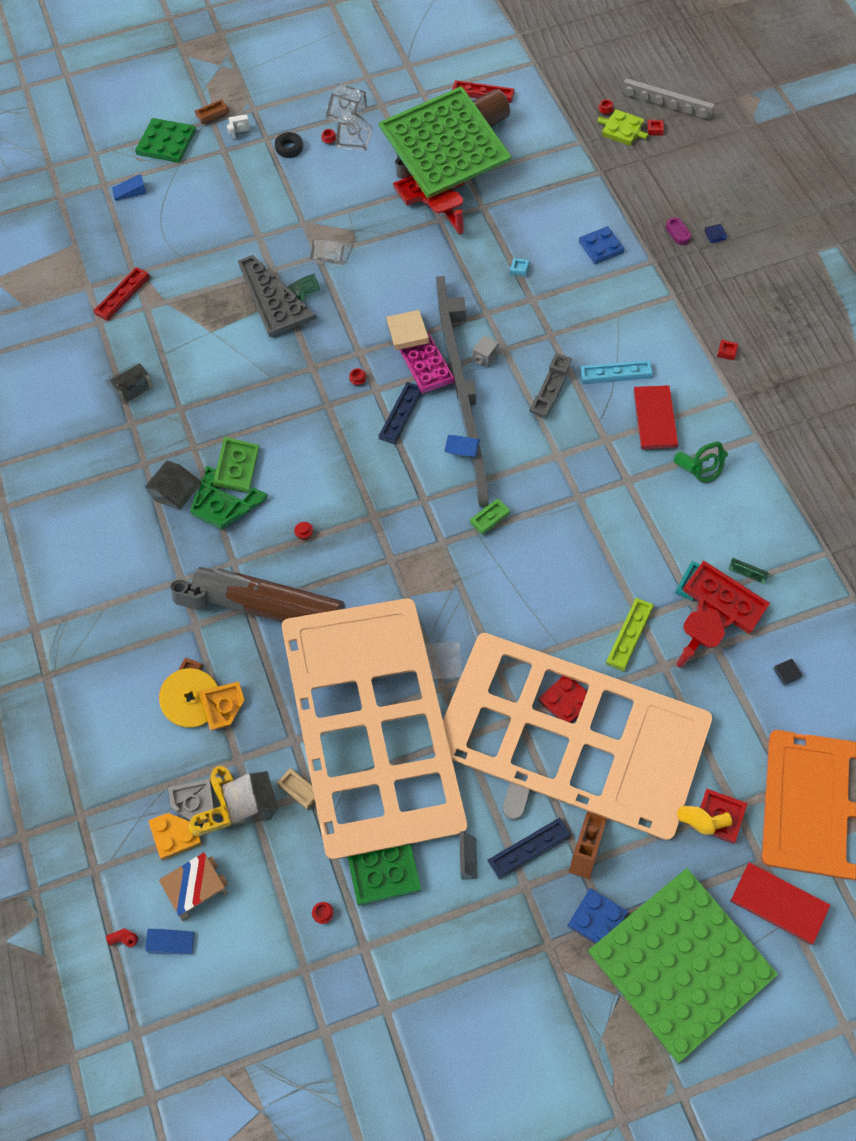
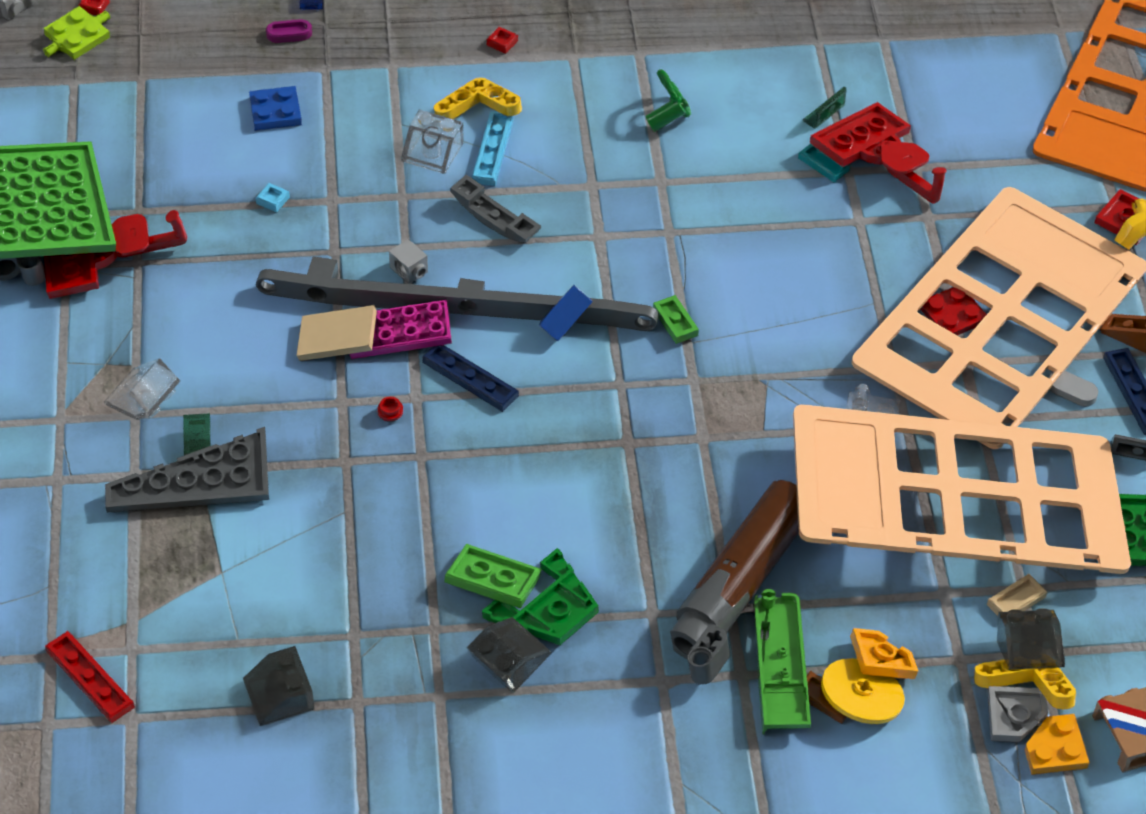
camera: 80 degrees left, 10 degrees down
(202, 642) = (781, 662): none -> bright green piece
(303, 530) = (630, 519): red plate -> none
(602, 335) = (432, 141): none -> clear slope
(606, 106) = (28, 38): red plate -> none
(629, 634) = (880, 234): lime tile -> none
(655, 417) = (581, 128): red tile -> none
(664, 348) = (478, 91): none -> yellow beam
(787, 671) = (964, 116): black tile -> none

